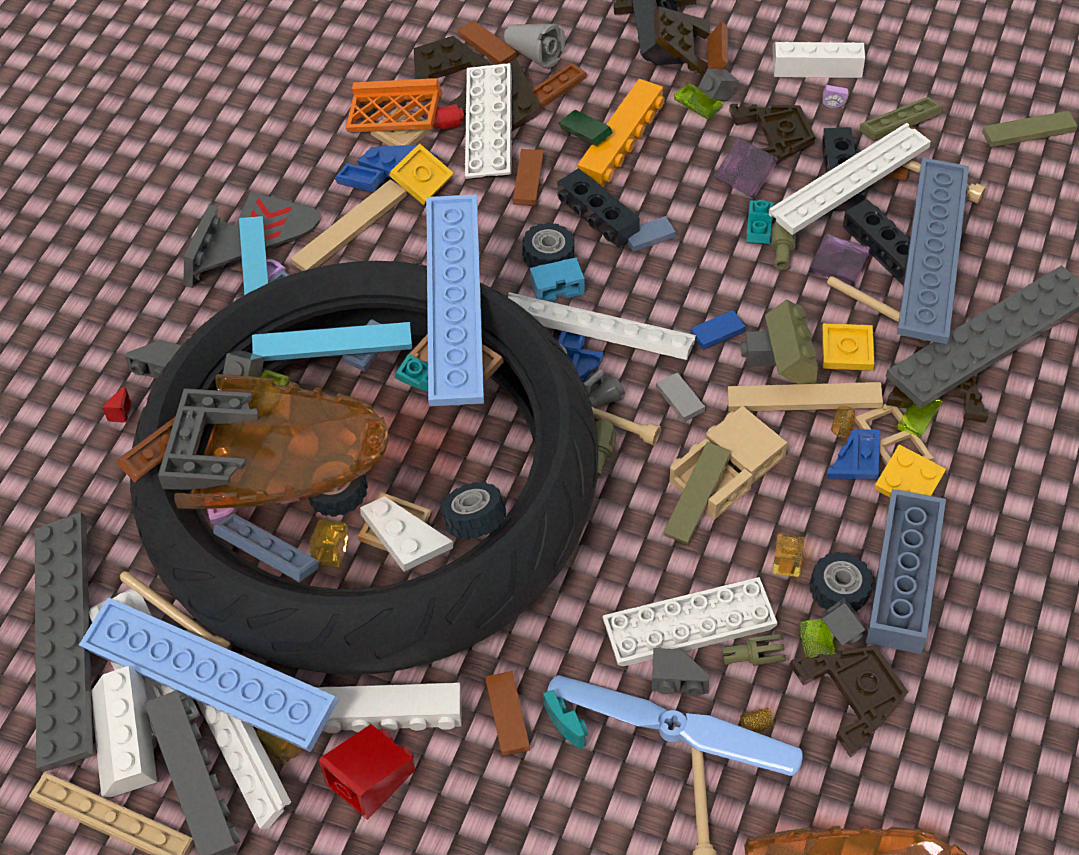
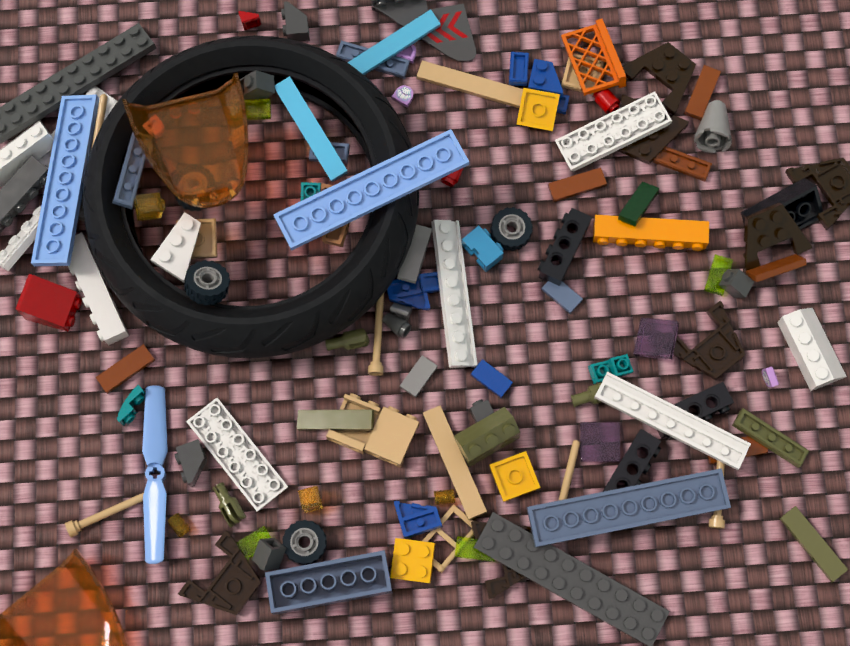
camera: 65 degrees right, 20 degrees up
(146, 454) = (168, 67): dark orange tile -> none
(180, 464) = (202, 74): dark grey wedge -> none

